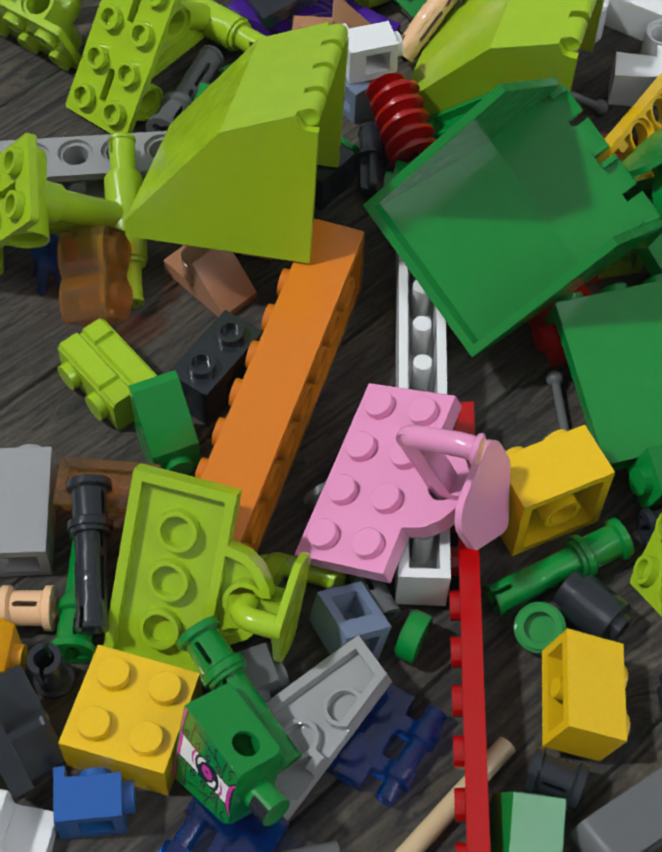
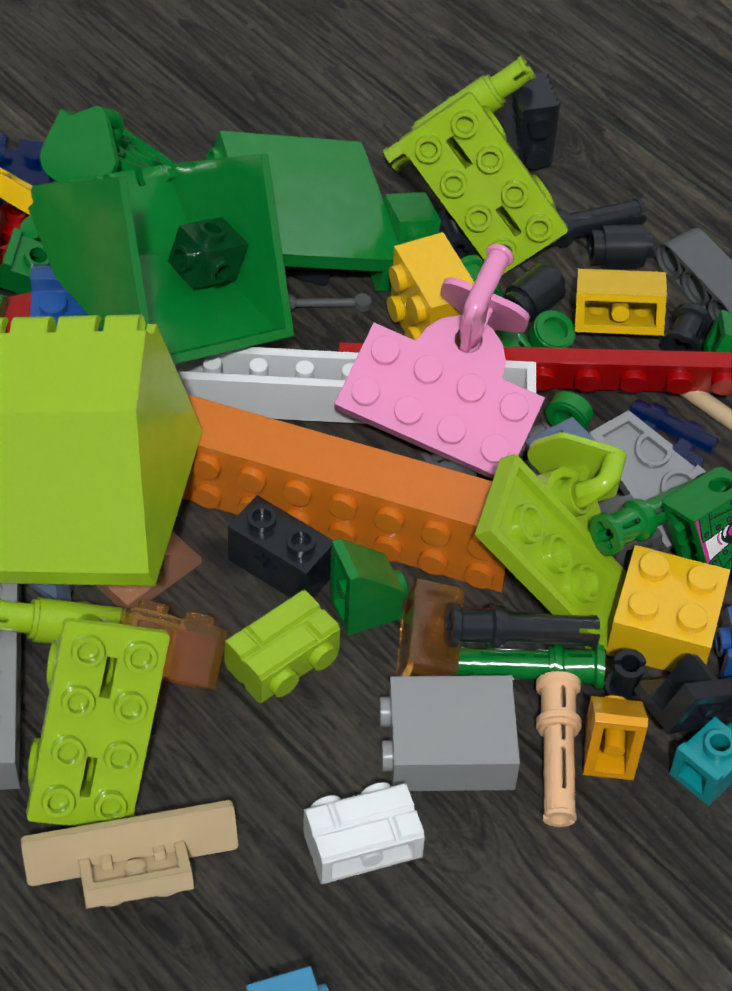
camera: 90 degrees left, 5 degrees down
(540, 253) = (207, 252): none -> dark green brick

